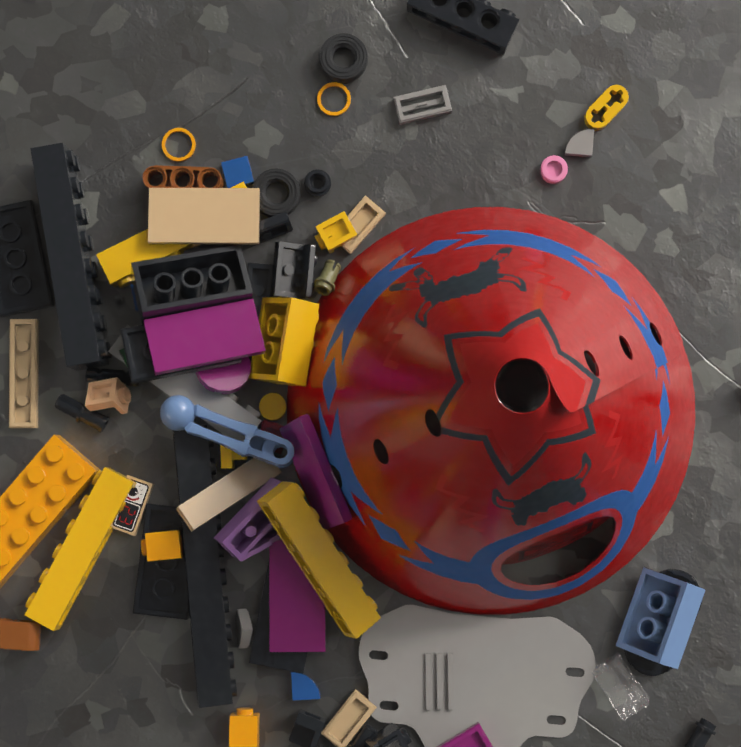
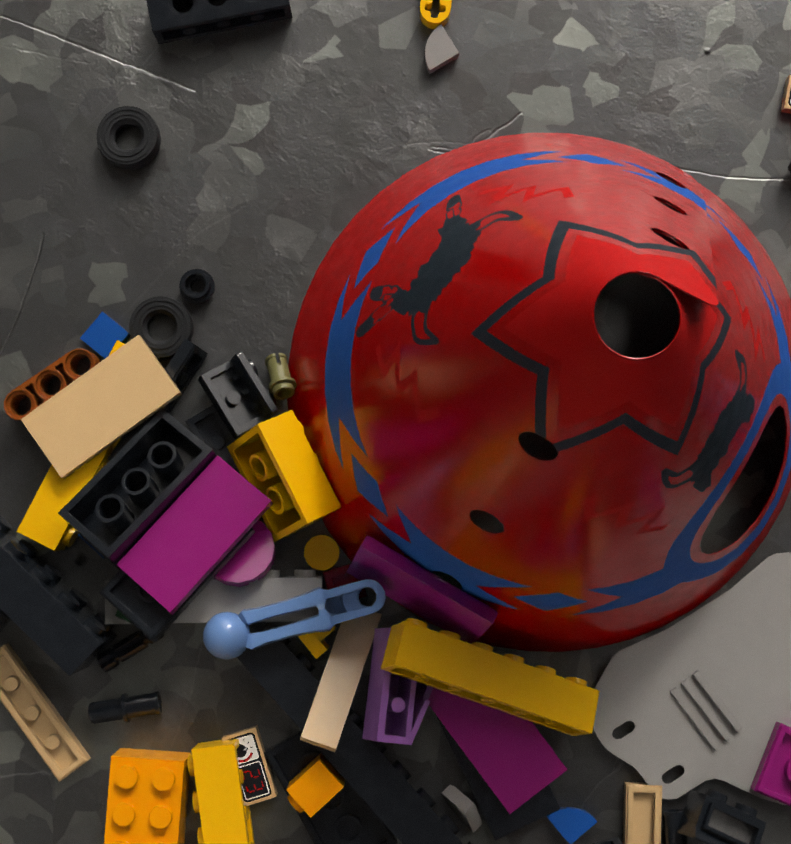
camera: 40 degrees left, 0 degrees up
(108, 394) = (138, 670): light nougat bracket -> none
(181, 158) = (3, 352): light orange piece -> none
(332, 84) = (150, 206): light orange piece -> none
(335, 232) = (253, 323): yellow bracket -> none
(363, 219) = (271, 299): tan tile -> none
(426, 114) = (256, 136): light grey tile -> none
(553, 169) = (430, 96): bright pink tile -> none

